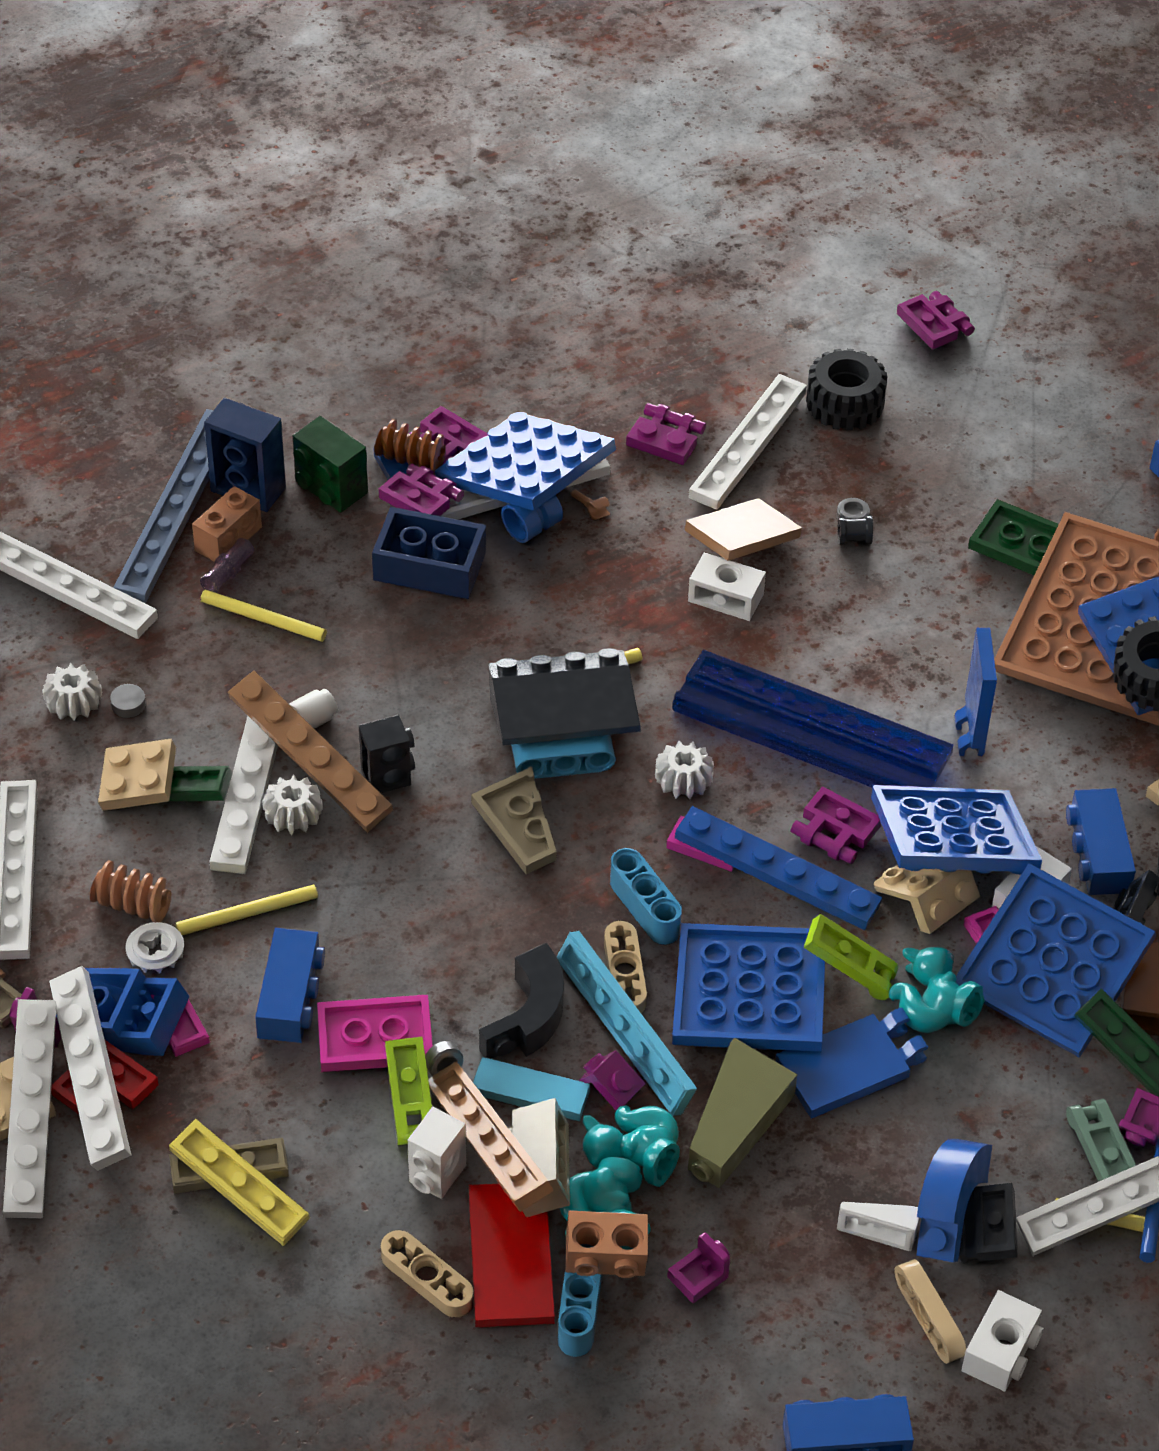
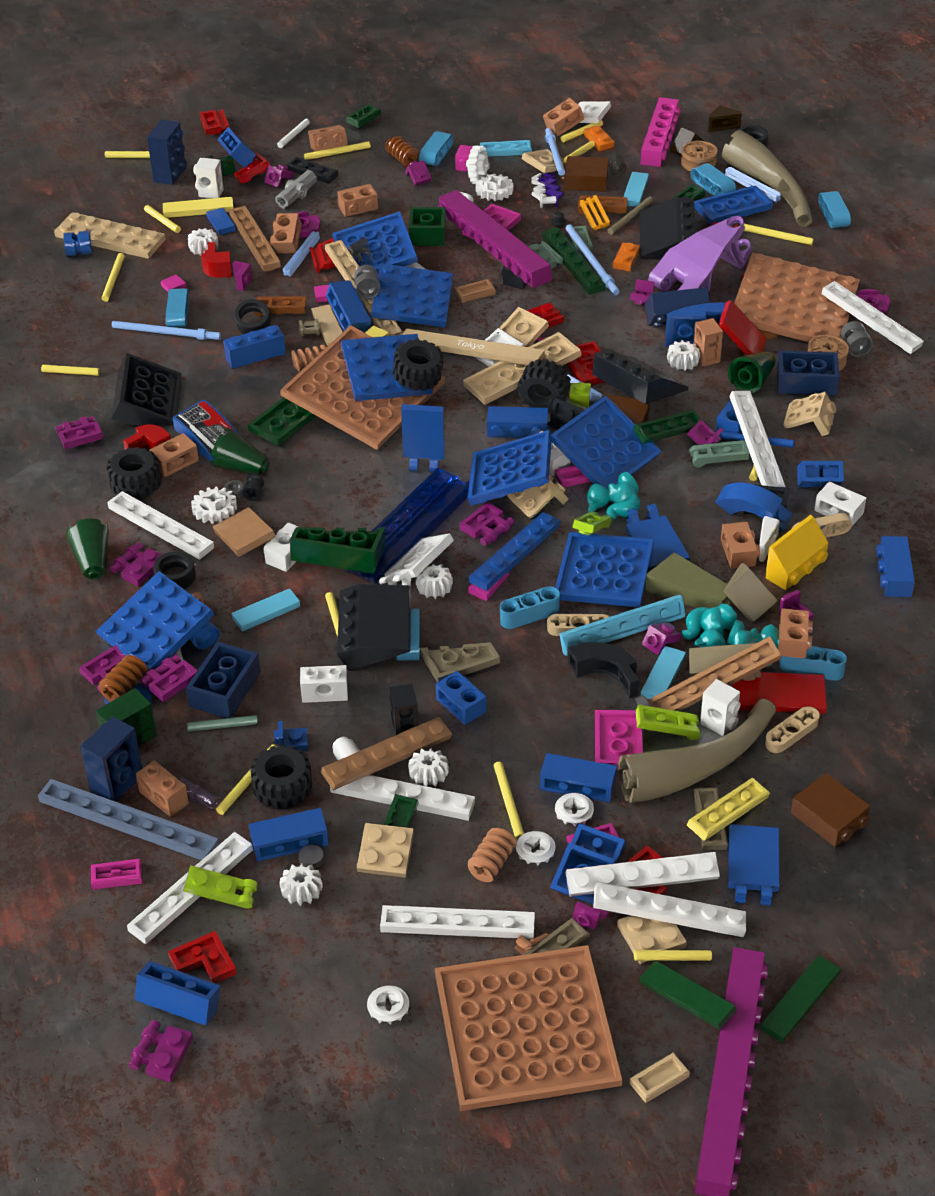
camera: 80 degrees left, 5 degrees down
(60, 608) = (220, 887): none -> lime plate
(96, 530) = (116, 876): none -> dark pink tile
(141, 1224) = (753, 861): none -> blue tile
(159, 667) = (288, 834): none -> blue brick
(216, 987) = (582, 804): none -> white gear
(247, 1324) = (830, 810): none -> reddish brown brick
(254, 622) = (286, 790): none -> black tyre
(301, 1095) = (671, 770): none -> dark tan brick
(339, 646) = (291, 737): none -> blue bracket
(364, 574) = (222, 723): none -> sand green bar
(436, 828) = (461, 697): none -> blue brick
(441, 665) = (324, 683): none -> white brick
(595, 586) = (265, 609): none -> medium azure tile
(653, 489) = (177, 559): none -> black tyre
(669, 371) = (89, 546): none -> dark green cone
(710, 642) = (338, 548): none -> dark green wedge
(716, 737) = (416, 559): none -> white tile
(724, 1192) = (749, 593): none -> dark tan slope
(802, 491) = (214, 505): none -> white gear
(834, 1261) = (796, 553): none -> yellow slope
(868, 1166) = (739, 544): none -> nougat brick
(904, 428) = (175, 454): none -> nougat brick
(915, 493) = (238, 455): none -> dark green cone
(928, 394) = (147, 437): none -> red brick
(969, 456) = (202, 426): none -> slope
(1042, 372) = (145, 393): none -> black slope
(1067, 1299) = (819, 473): none -> blue brick
(1081, 286) = (70, 370): none -> light yellow bar

